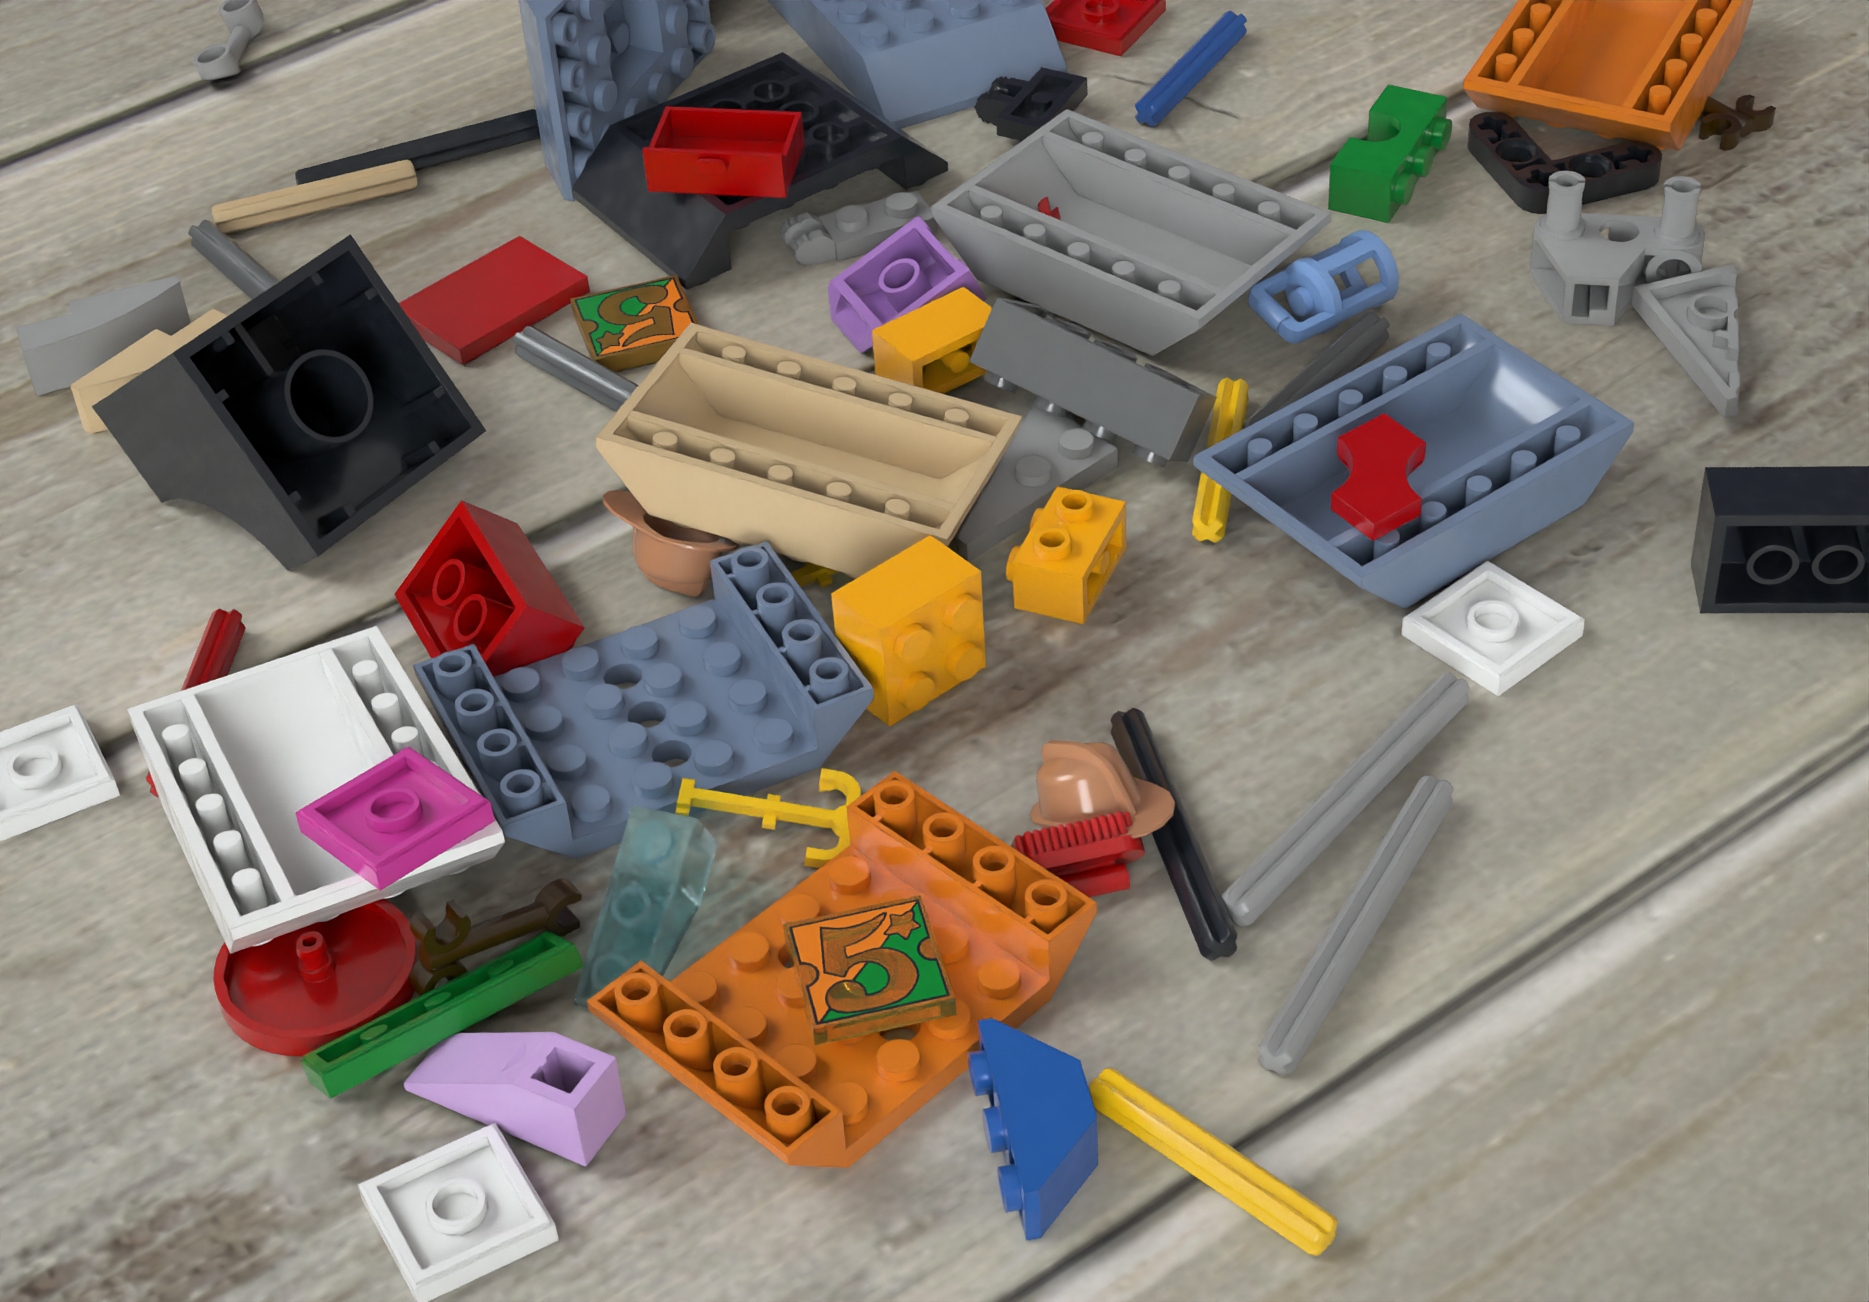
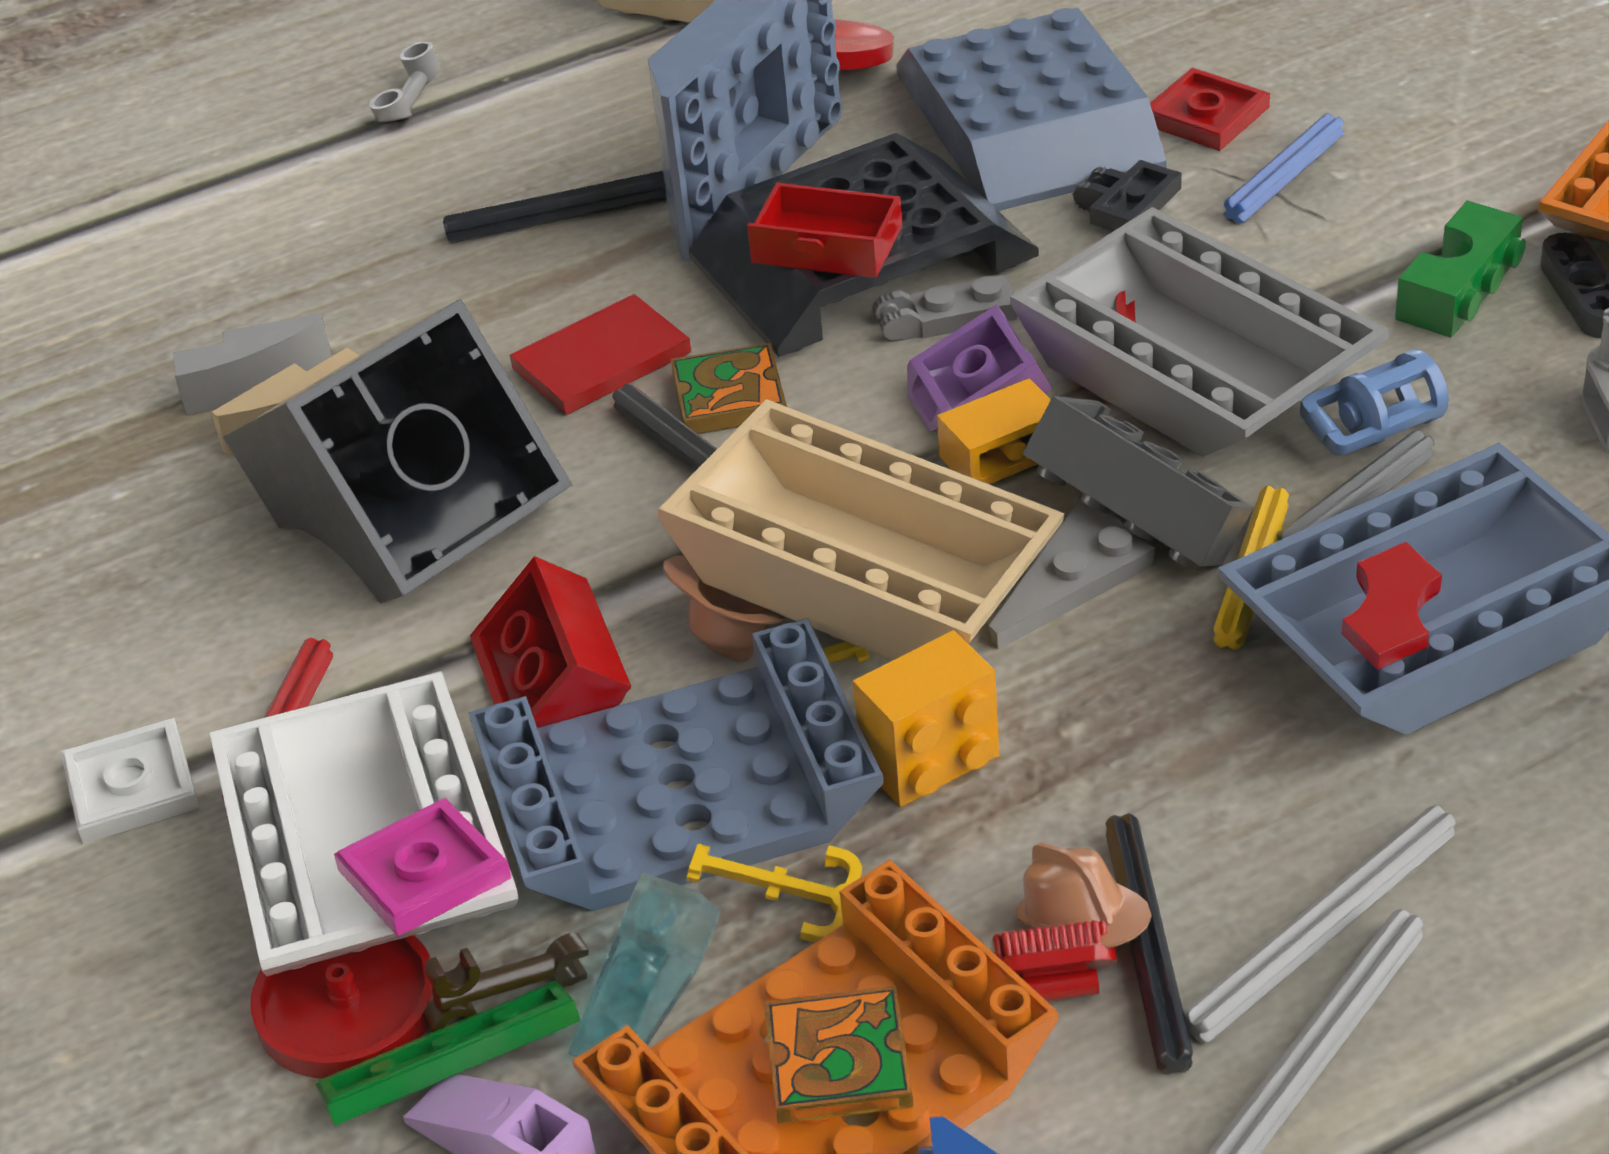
camera: 10 degrees right, 0 degrees up
(231, 259) = (375, 298): dark grey axle -> none
(314, 197) = (458, 242): tan axle -> none
(1068, 554) = (1090, 652): light orange brick -> none
(1492, 627) = (1489, 761): white tile -> none

